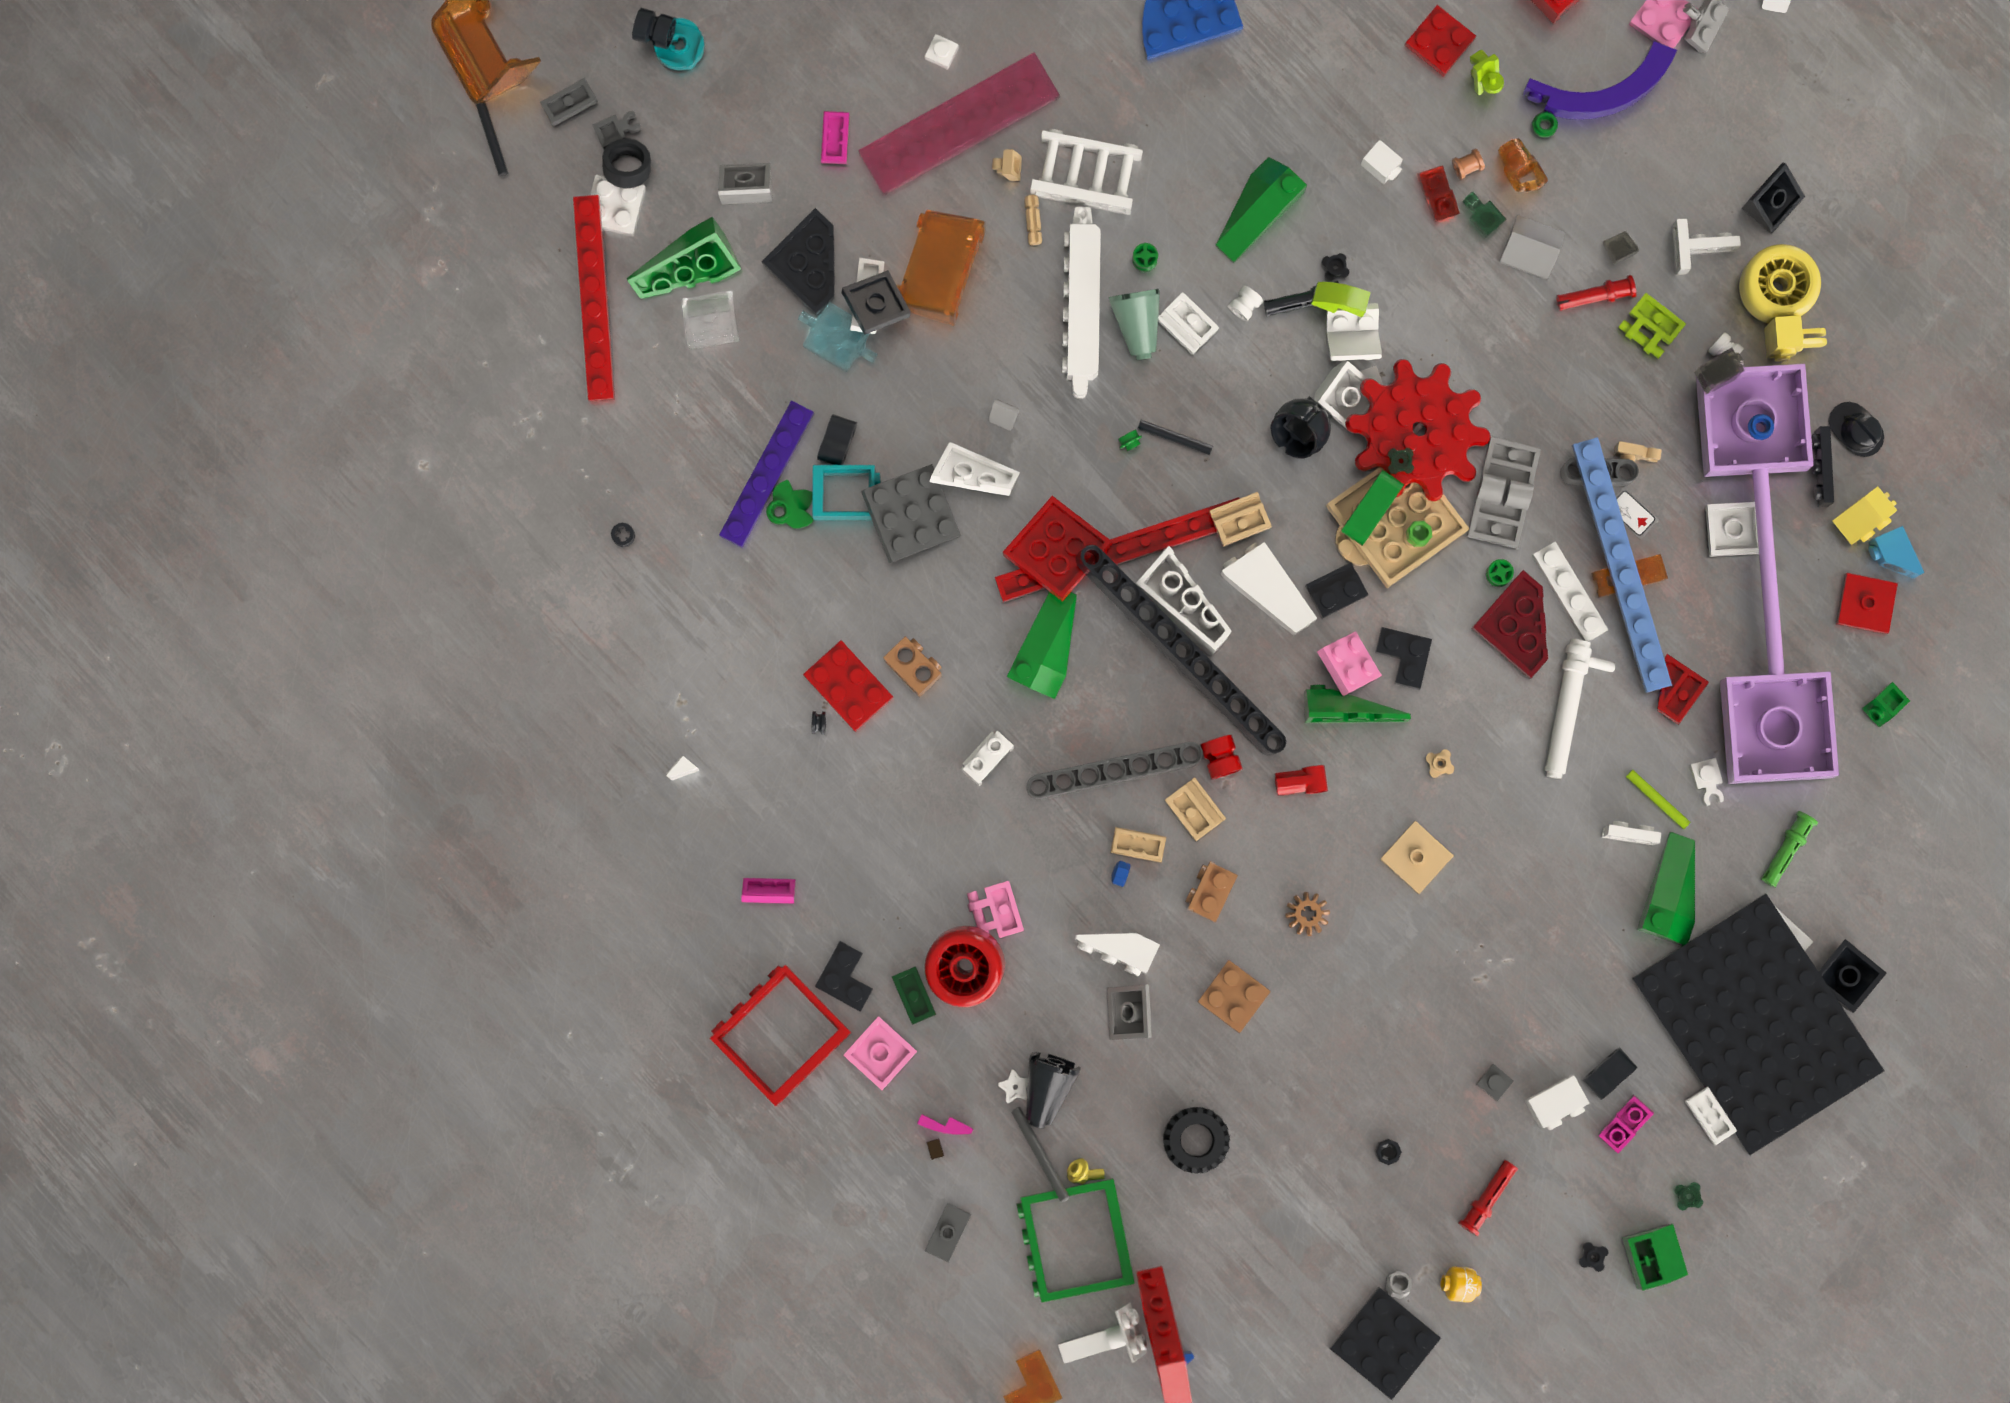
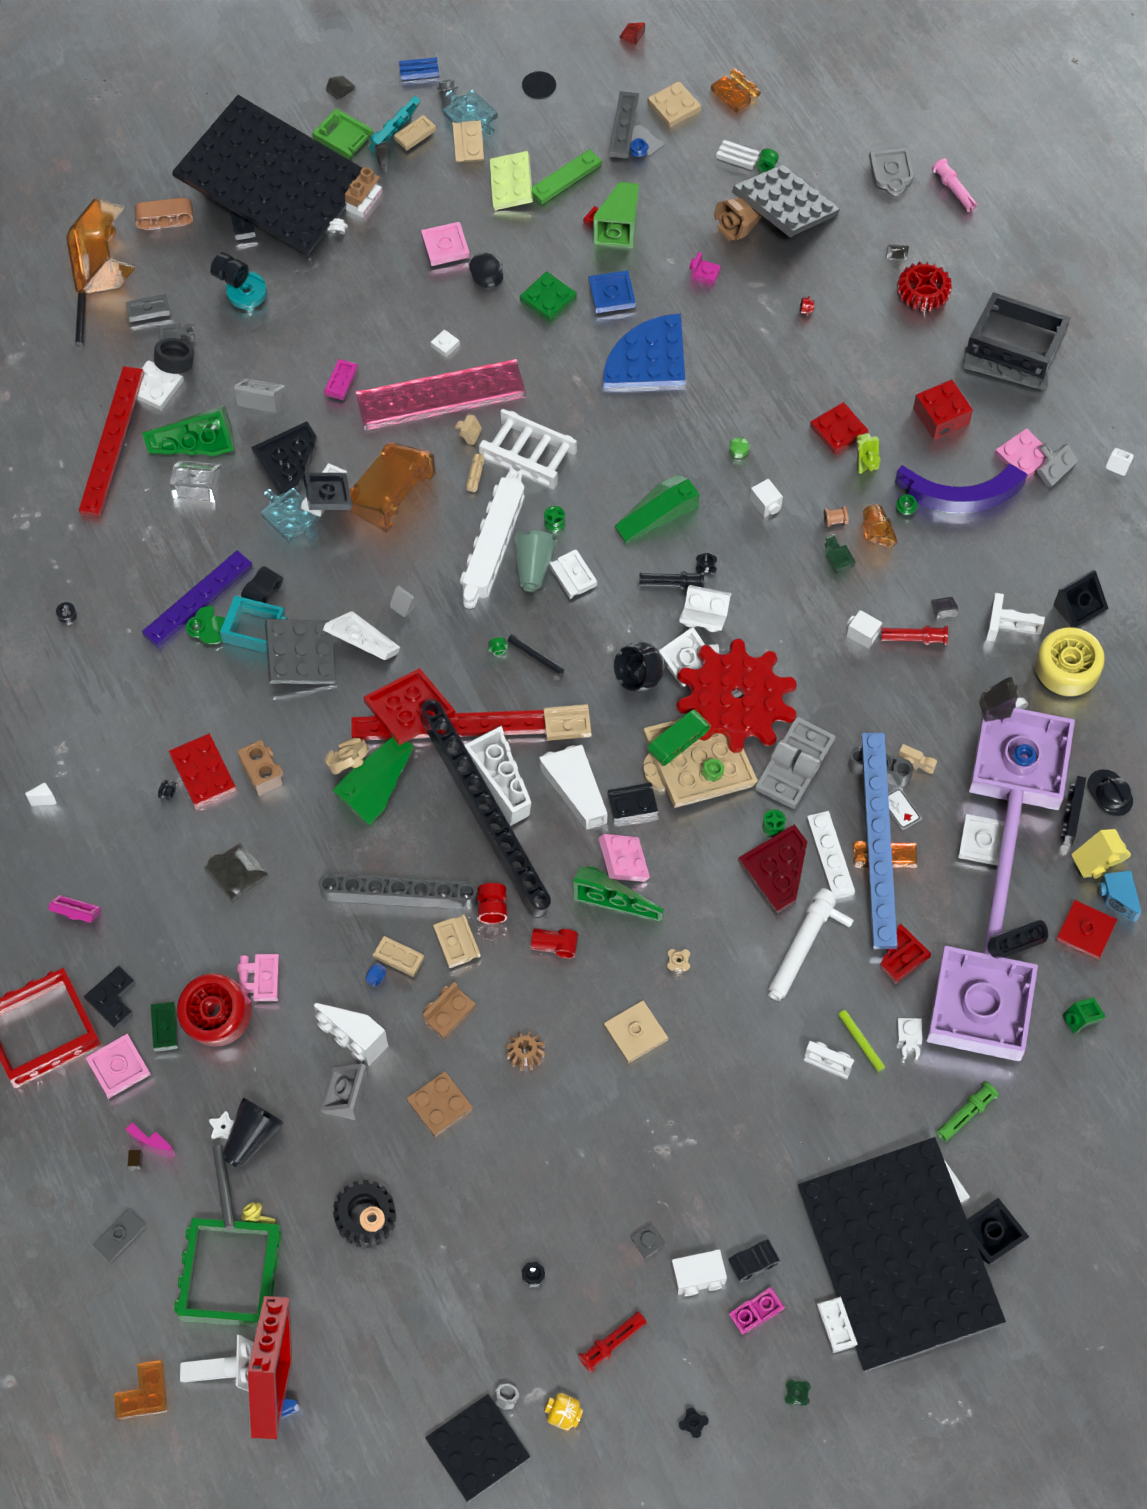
camera: 15 degrees right, 20 degrees down
(927, 795) = (235, 871): none -> clear smoke slope
(986, 757) = (294, 849): white window -> none
(1017, 632) = (347, 756): none -> tan plate
(1212, 1142) = (372, 1226): none -> light nougat plate
(1244, 304) = (624, 570): white wheel -> none
(1331, 100) = (739, 447): none -> bright green tile
(1335, 295) = (706, 579): lime slope -> none
(1395, 466) = (713, 703): clear green plate -> none
(1411, 651) = (680, 865): black plate -> none
(1438, 193) = (805, 532): clear red slope -> none
(1532, 247) = (871, 589): light grey slope -> none
(1537, 303) = (863, 628): none -> white brick
(1655, 1257) = (751, 1437): green slope -> none
(1657, 320) = (959, 664): lime plate -> none
(1671, 899) = (851, 1126): green wedge -> none
(1786, 337) = (1067, 702): light yellow brick -> none
(1801, 644) = (1017, 939): none -> black plate

